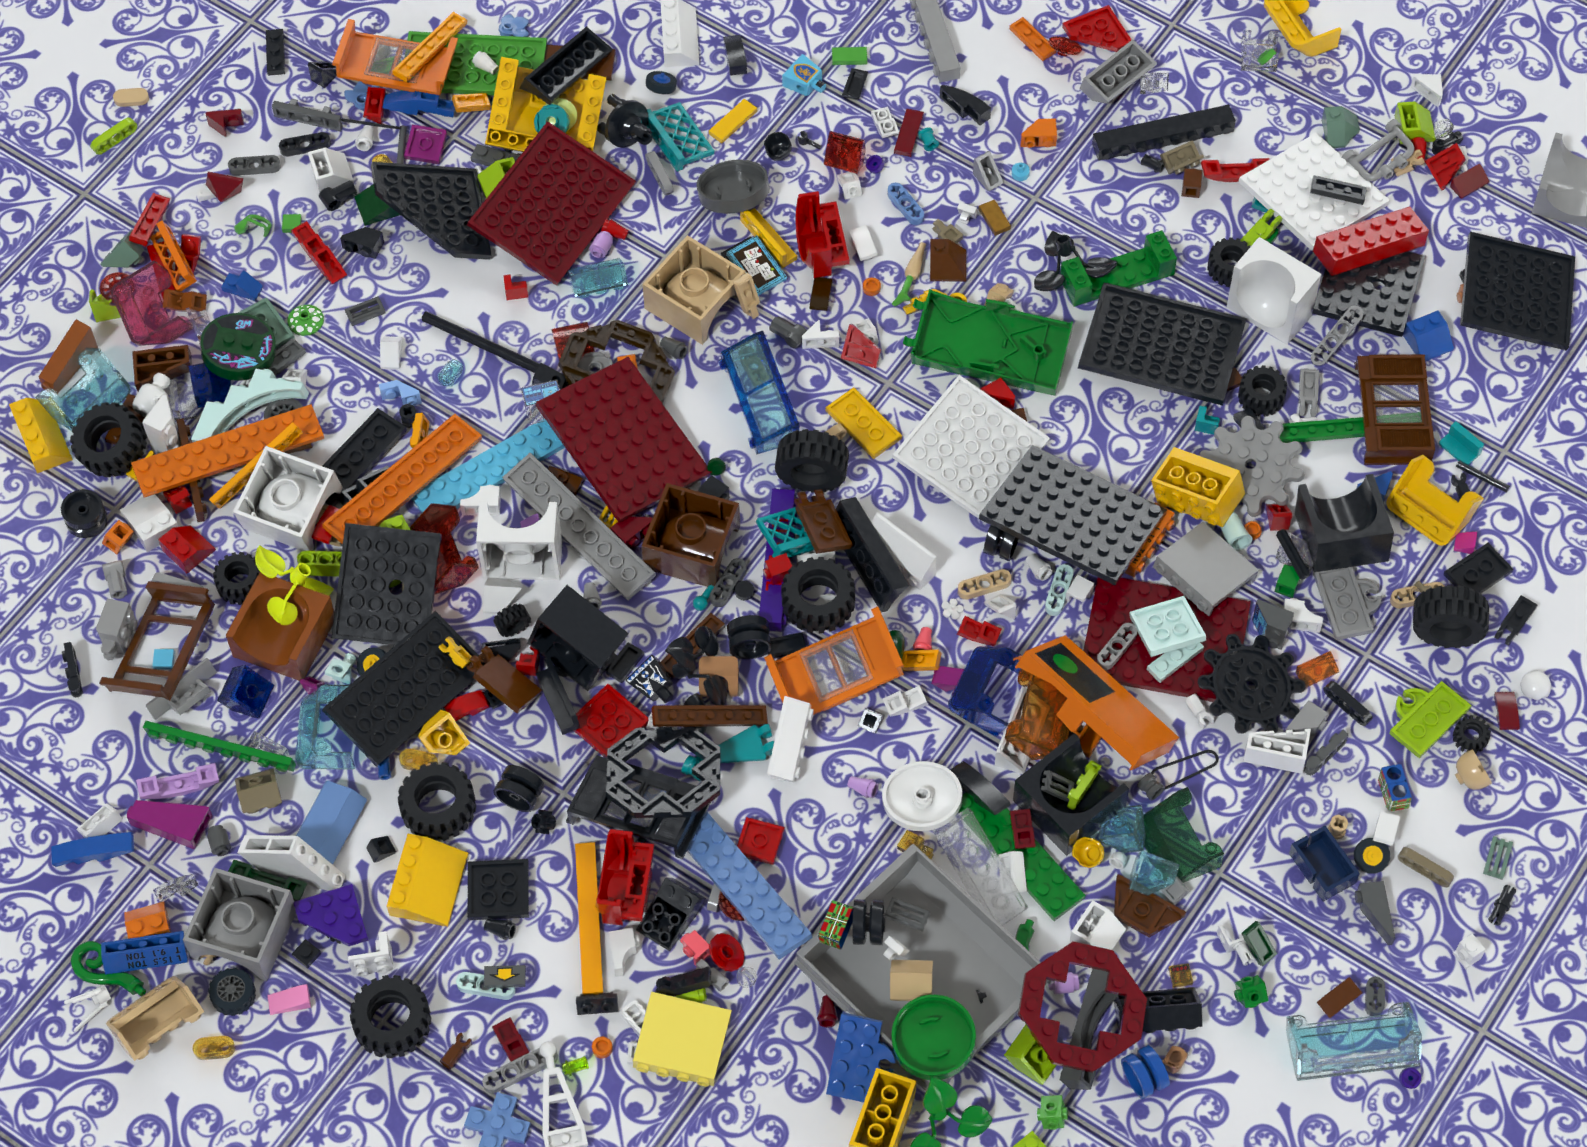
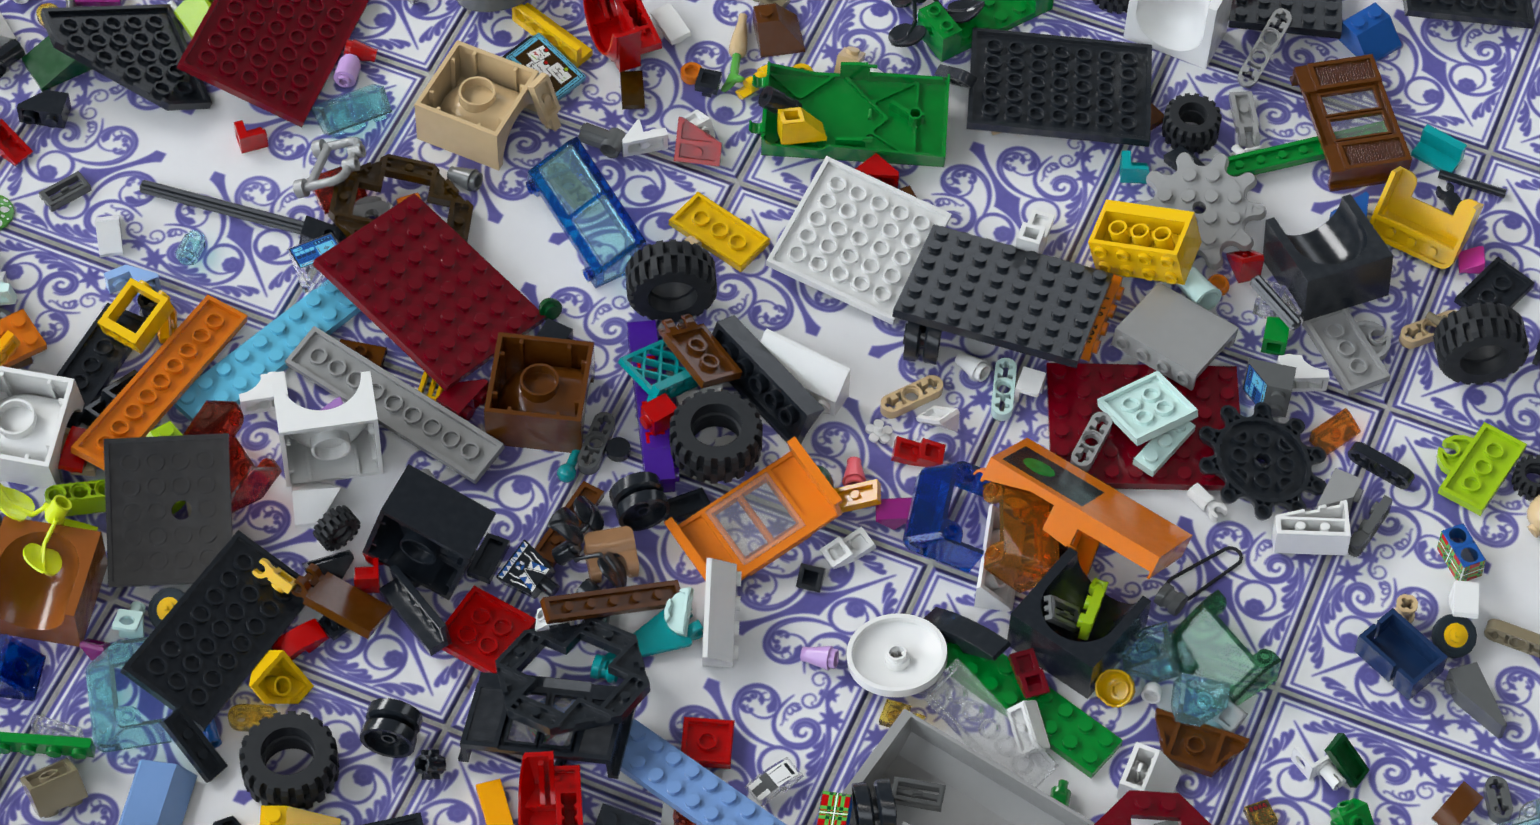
camera: 15 degrees left, 5 degrees down
(367, 775) = (193, 744): none -> black plate
(405, 432) = (139, 340): none -> yellow window
(567, 307) = (321, 151): none -> light grey bar
(760, 731) = (678, 611): none -> light aqua tile
(804, 880) = (774, 780): none -> slope
(881, 296) = (708, 82): none -> black tile
(931, 325) = (773, 99): none -> black piece
(944, 346) = (799, 126): none -> yellow slope
(1079, 322) = (957, 76): none -> black beam
(1113, 466) = (1035, 232): none -> white arch

